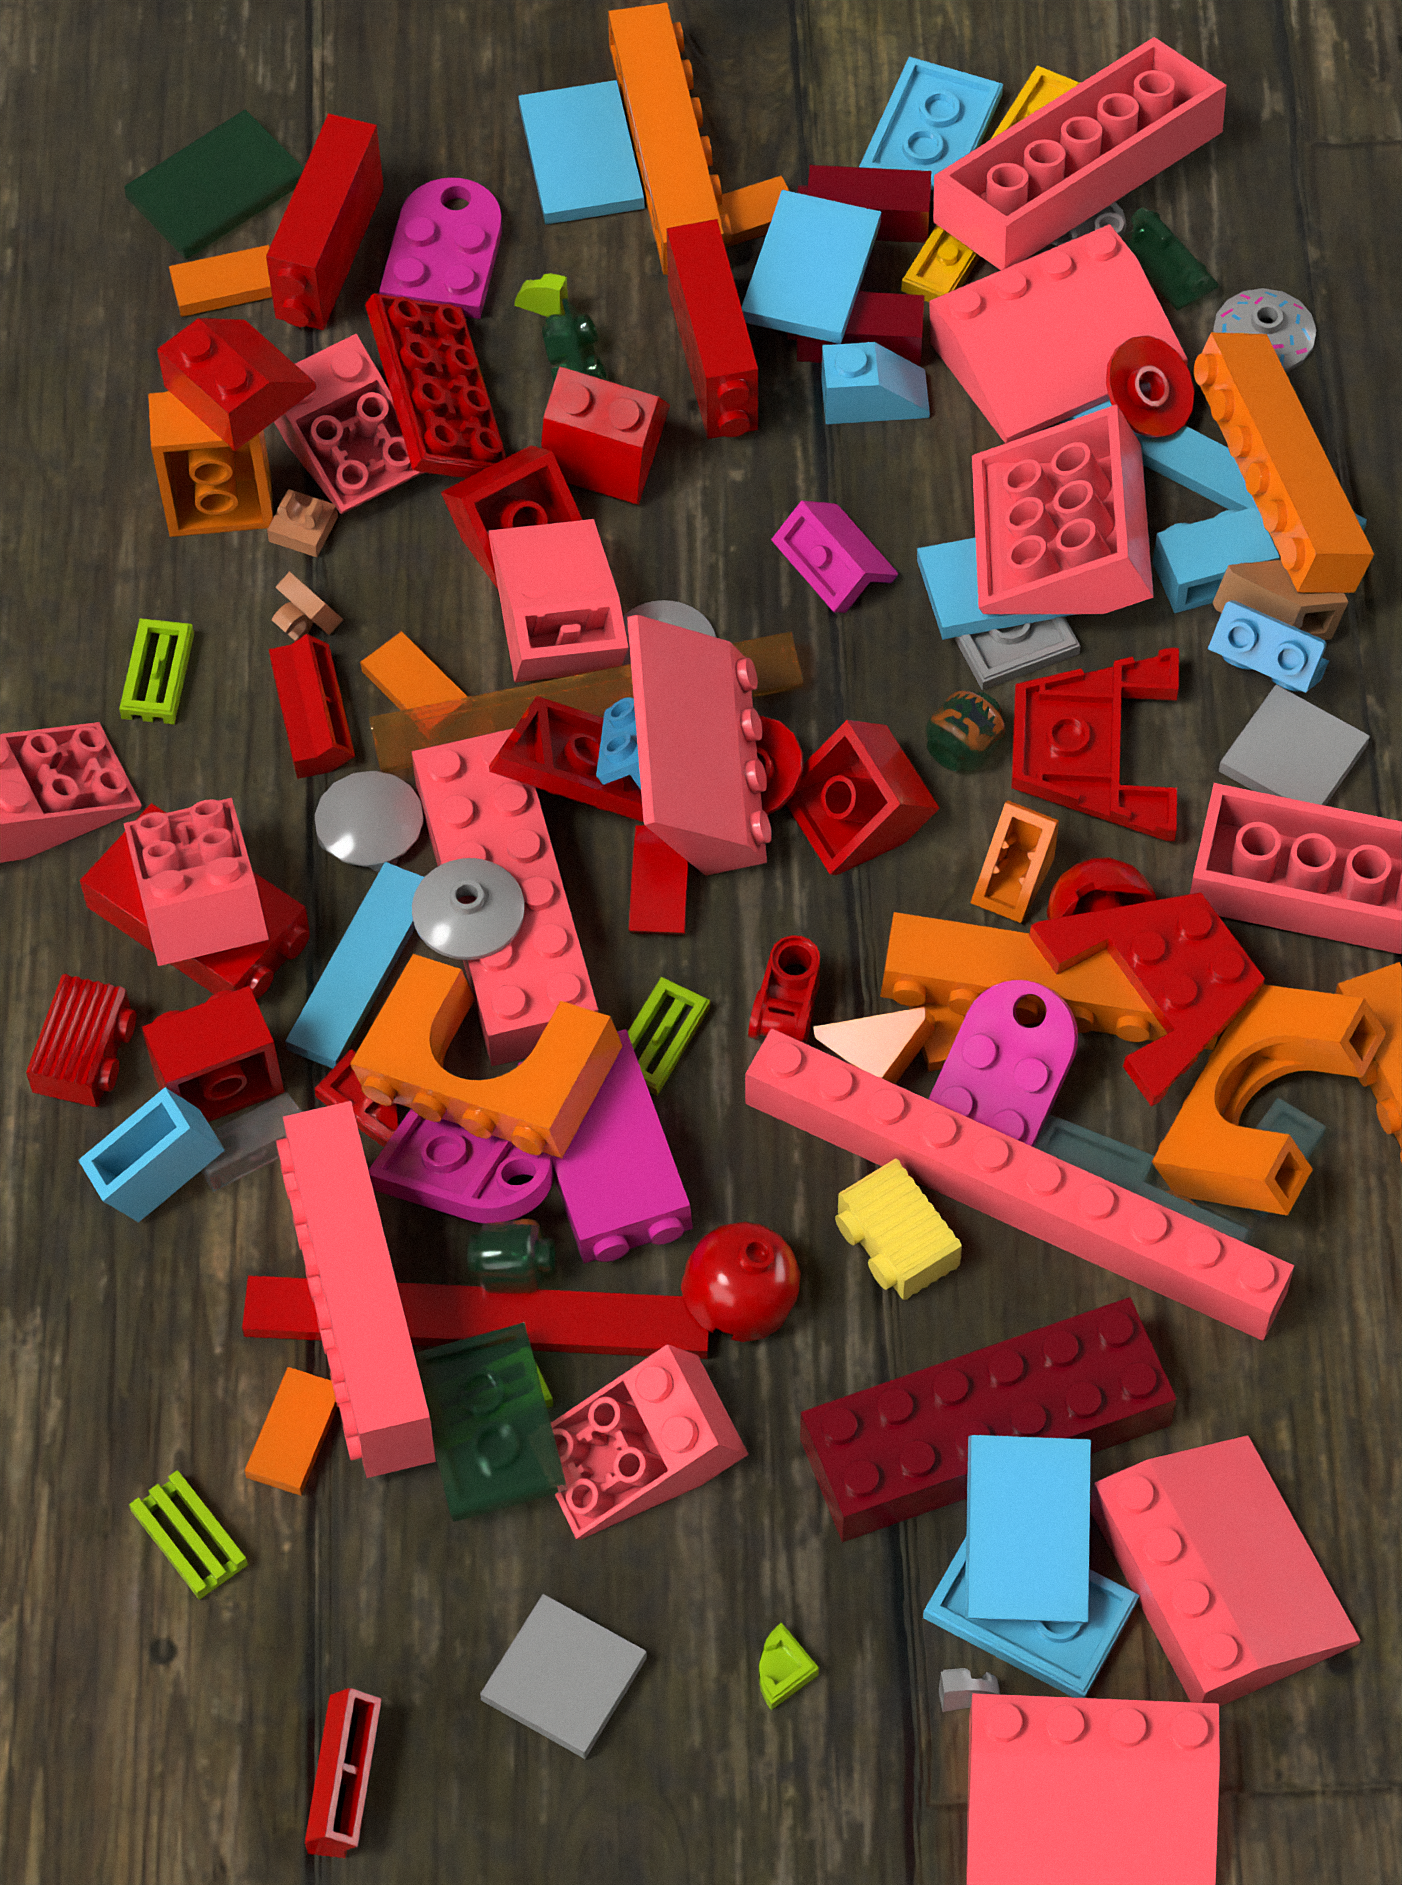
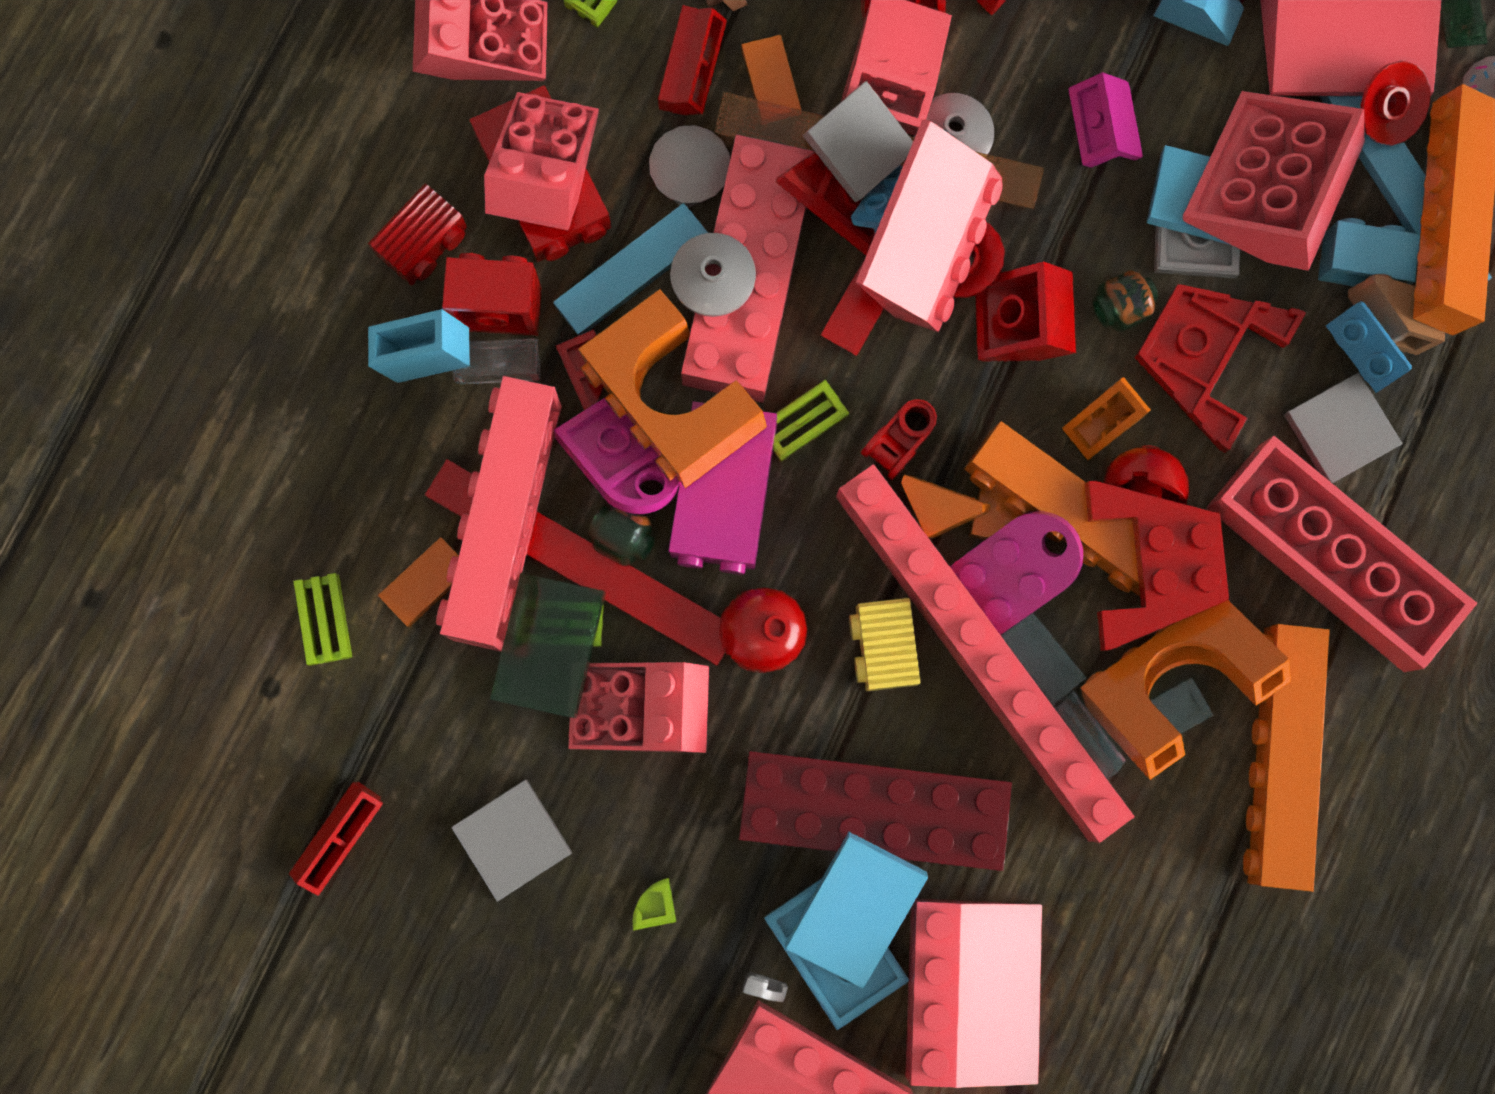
camera: 20 degrees right, 20 degrees up
(564, 689) = (859, 141): none -> light grey tile

